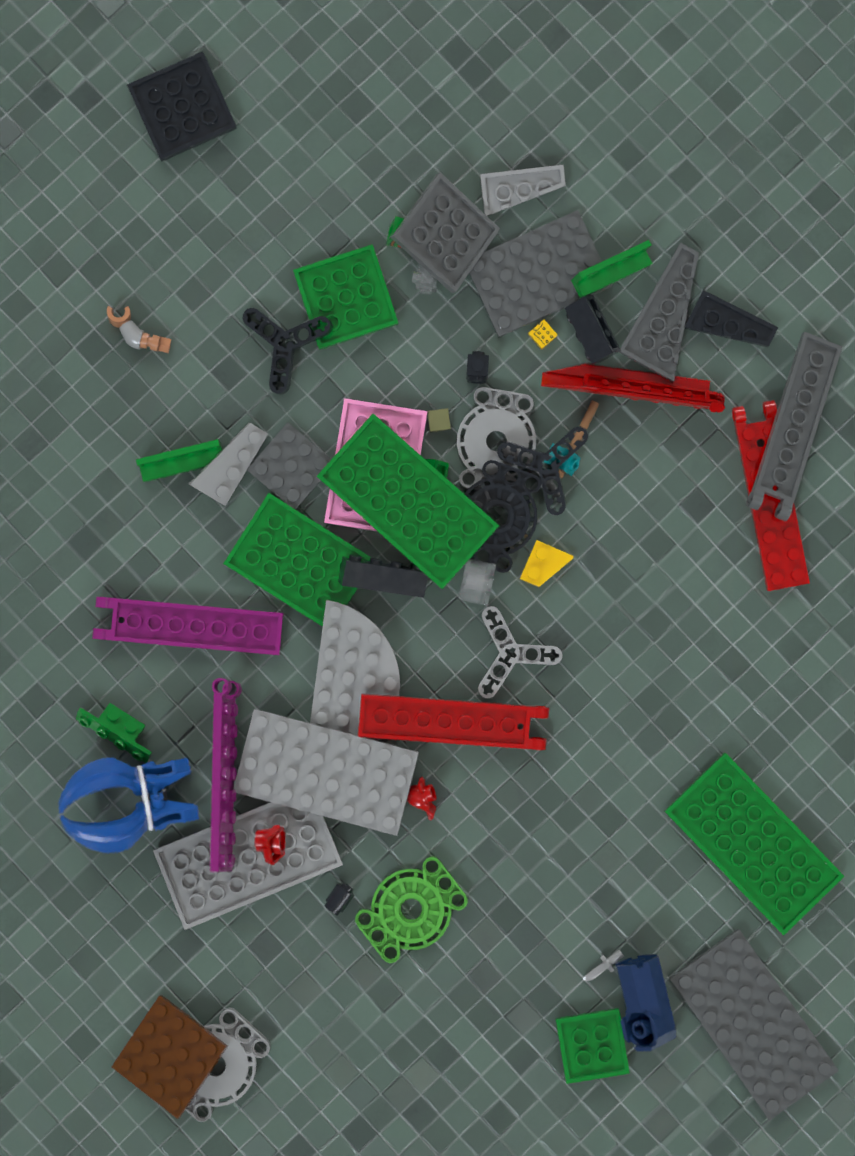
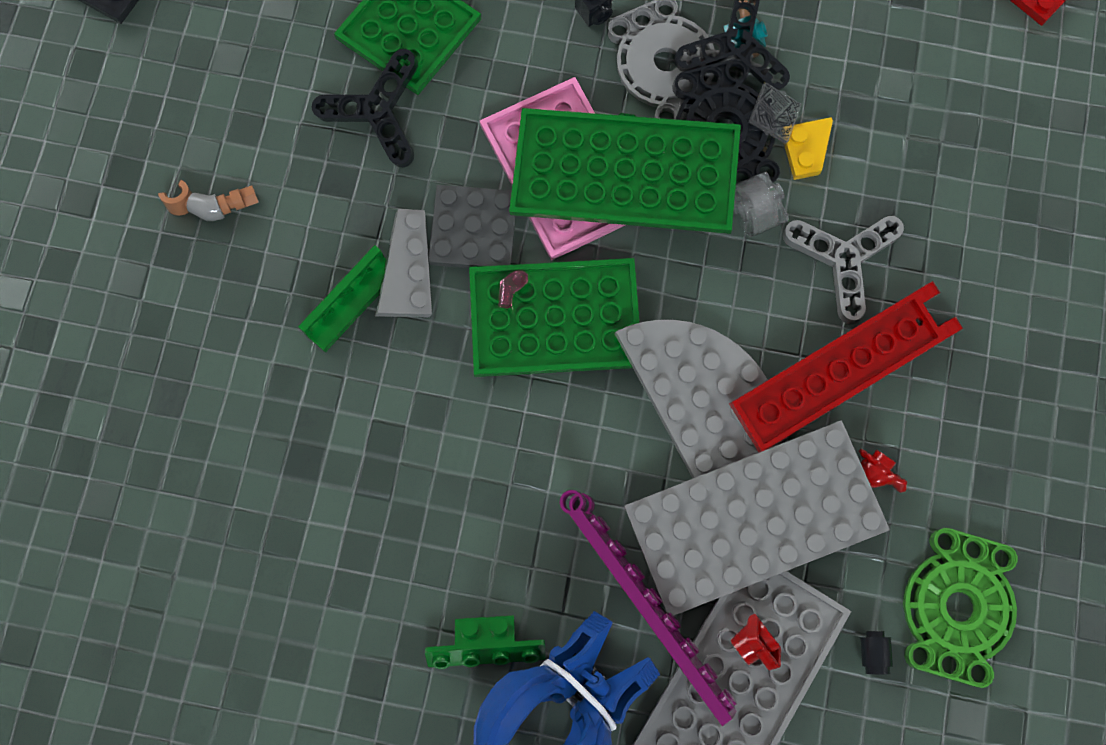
camera: 35 degrees left, 10 degrees down
(192, 626) = (485, 467): magenta hinge -> none
(283, 523) = (509, 286): none -> clear pink arm
(382, 576) = (656, 265): black brick -> none
(439, 420) = (593, 80): olive tile -> none
(536, 529) = (775, 113): none -> clear piece

